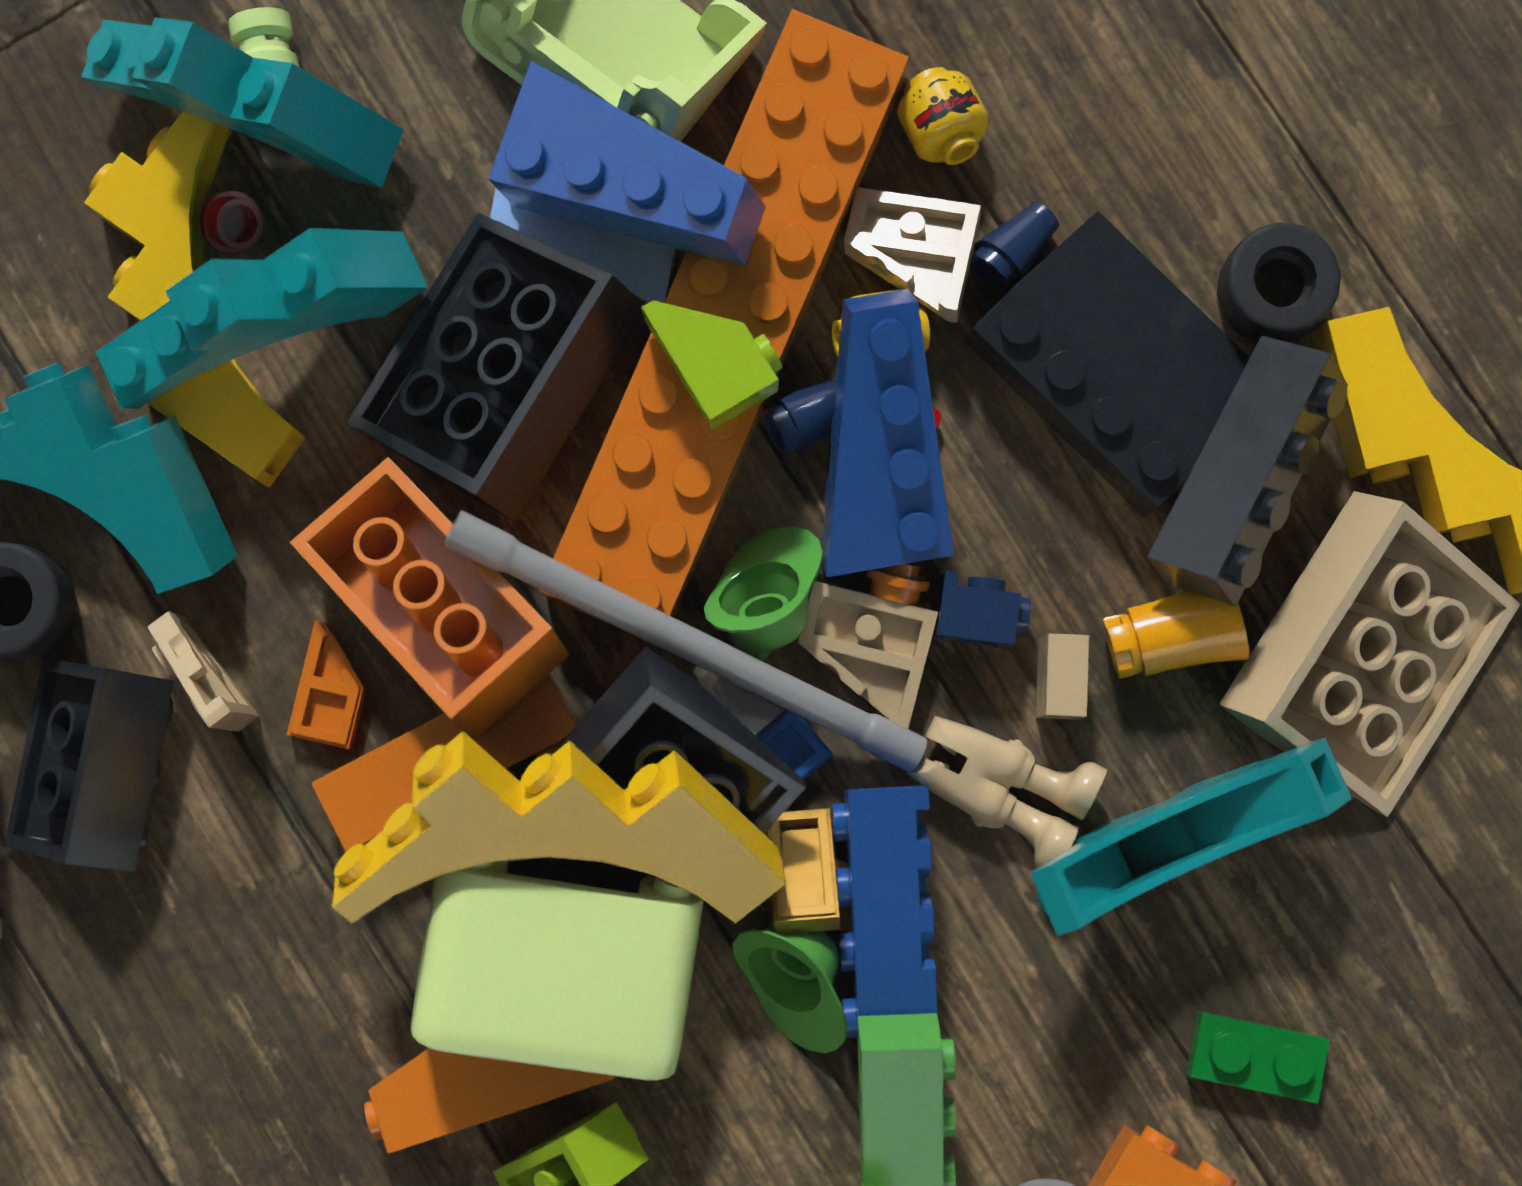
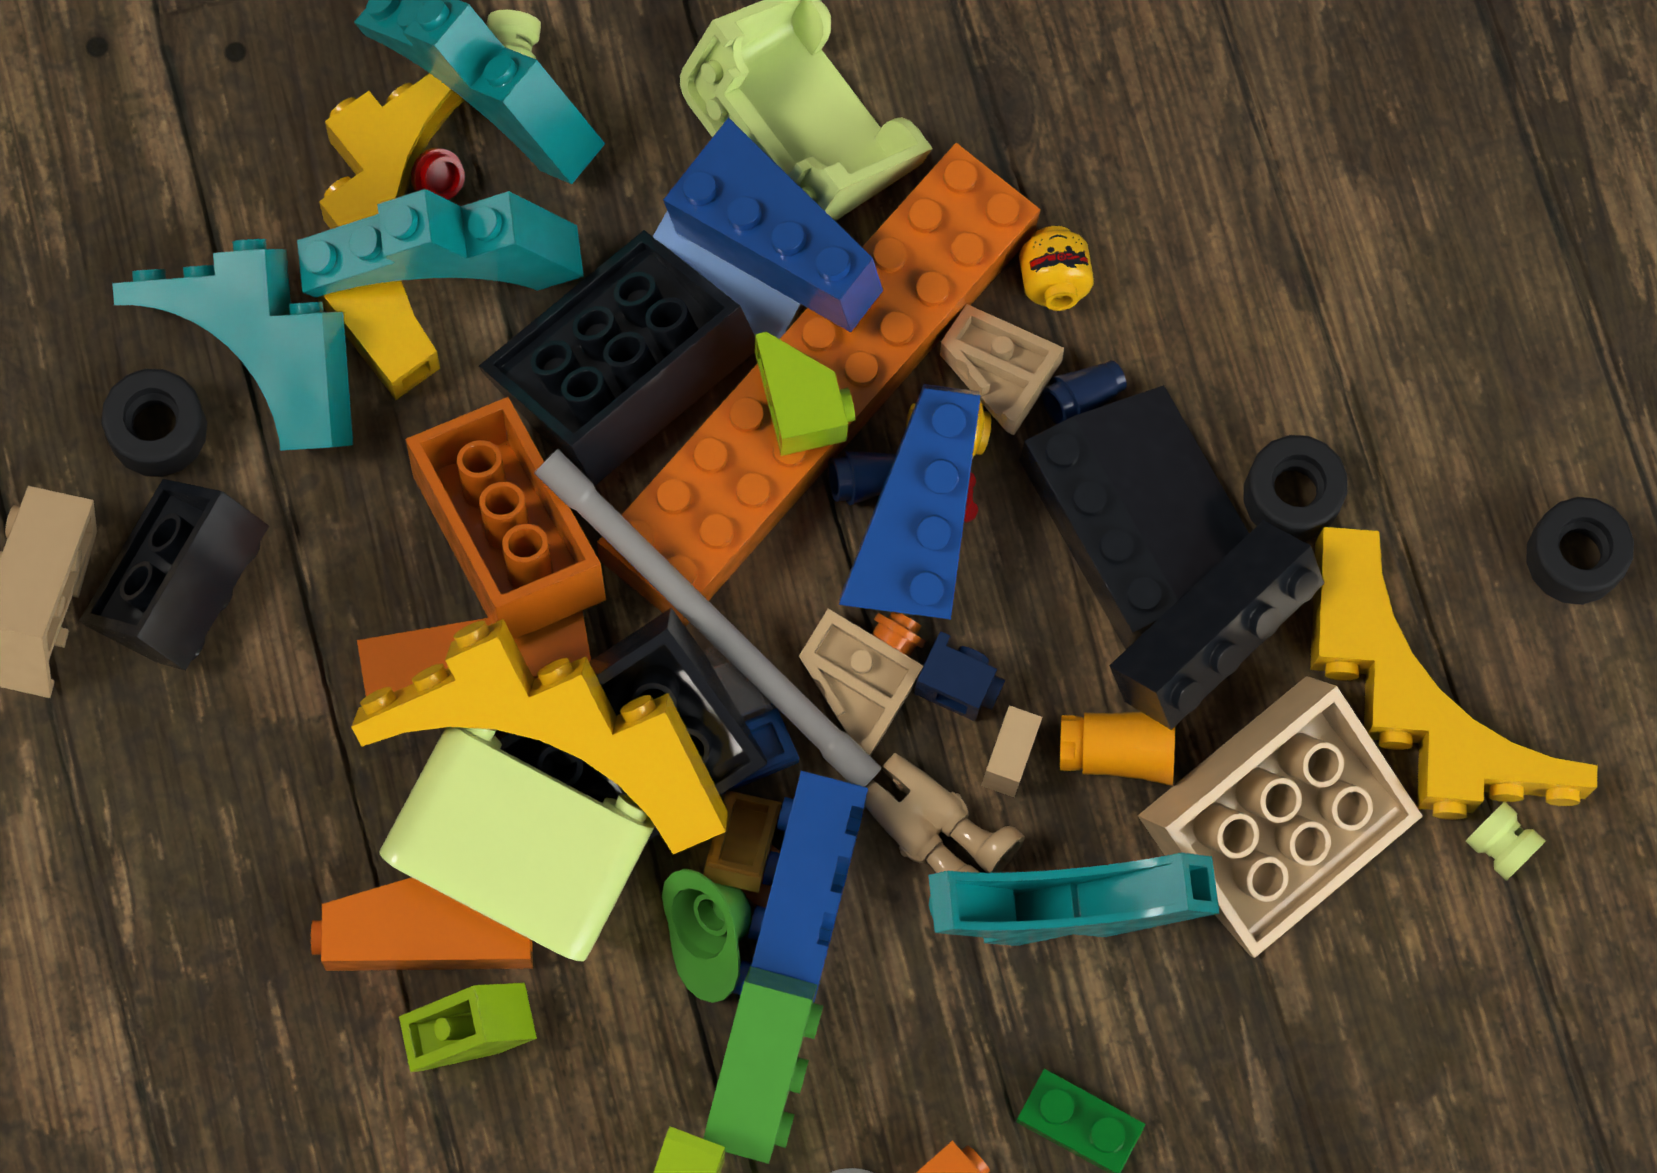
camera: 10 degrees right, 10 degrees down
(200, 673) = (283, 508): tan wing -> none
(328, 693) = (390, 581): orange tile -> none
(766, 590) = (785, 604): bright green piece -> none

